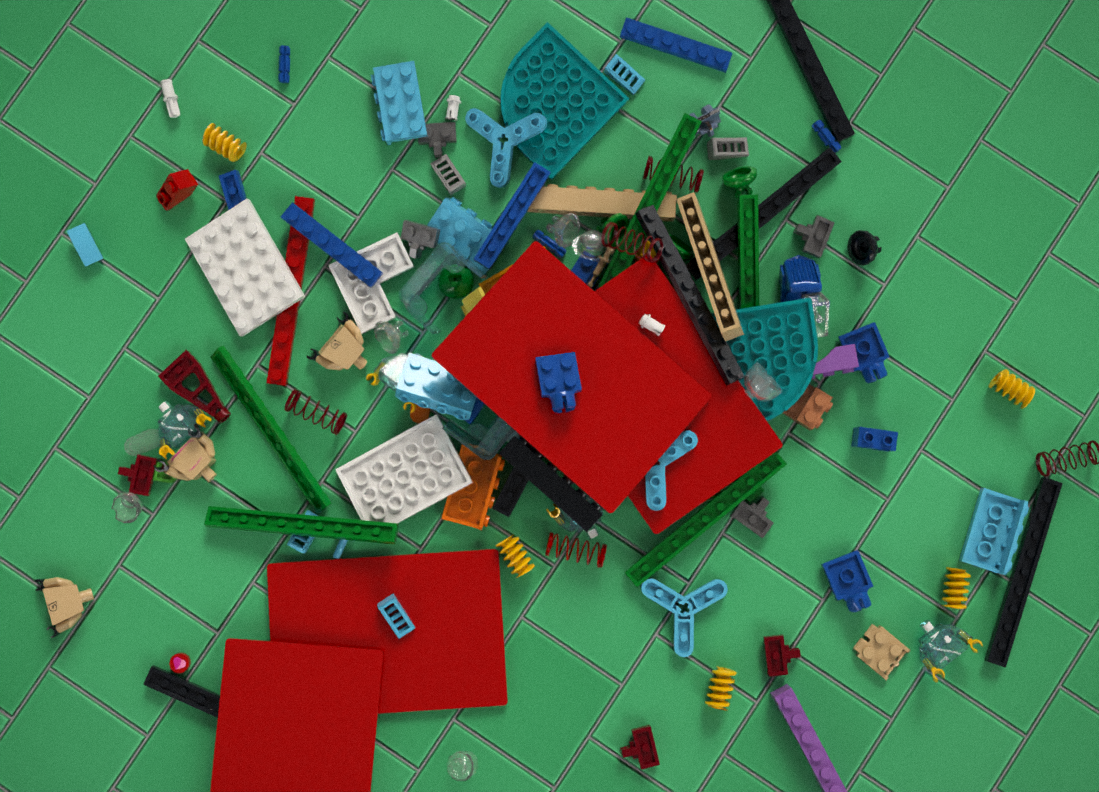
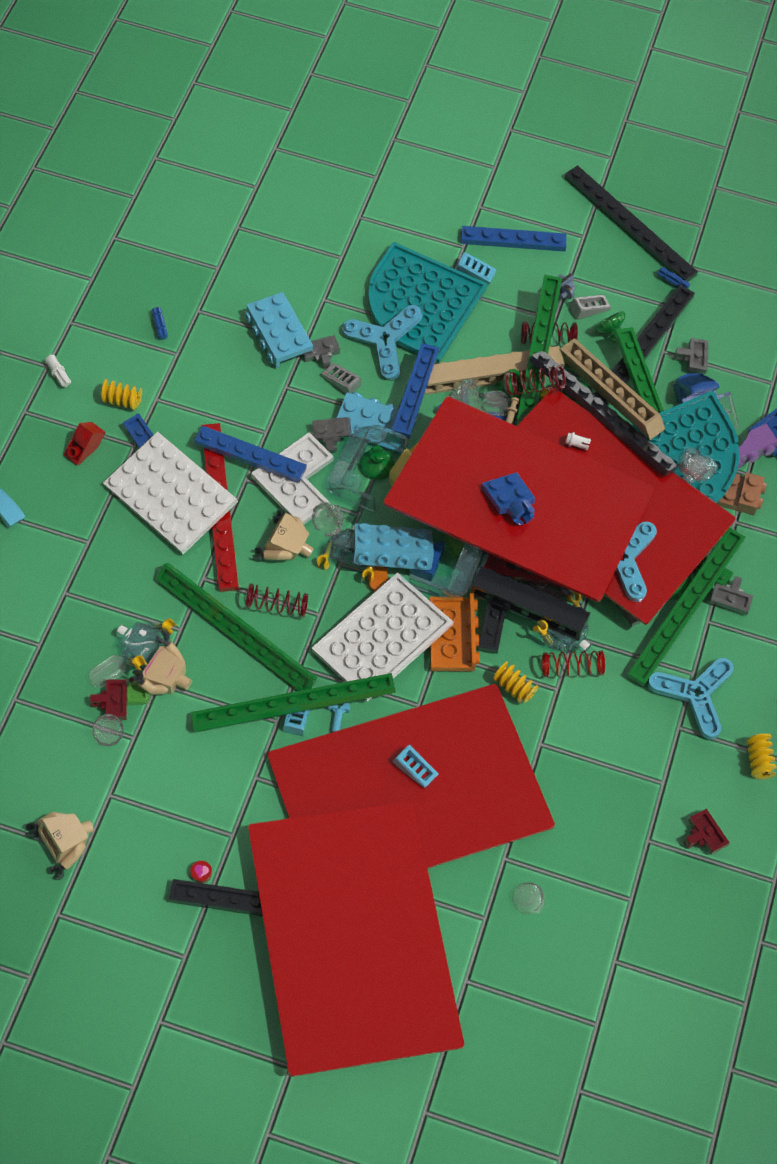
camera: 15 degrees left, 25 degrees down
(179, 371) = (130, 594): dark red plate -> none
(452, 108) = (328, 323): white pin -> none
(863, 247) = (741, 353): black hair -> none

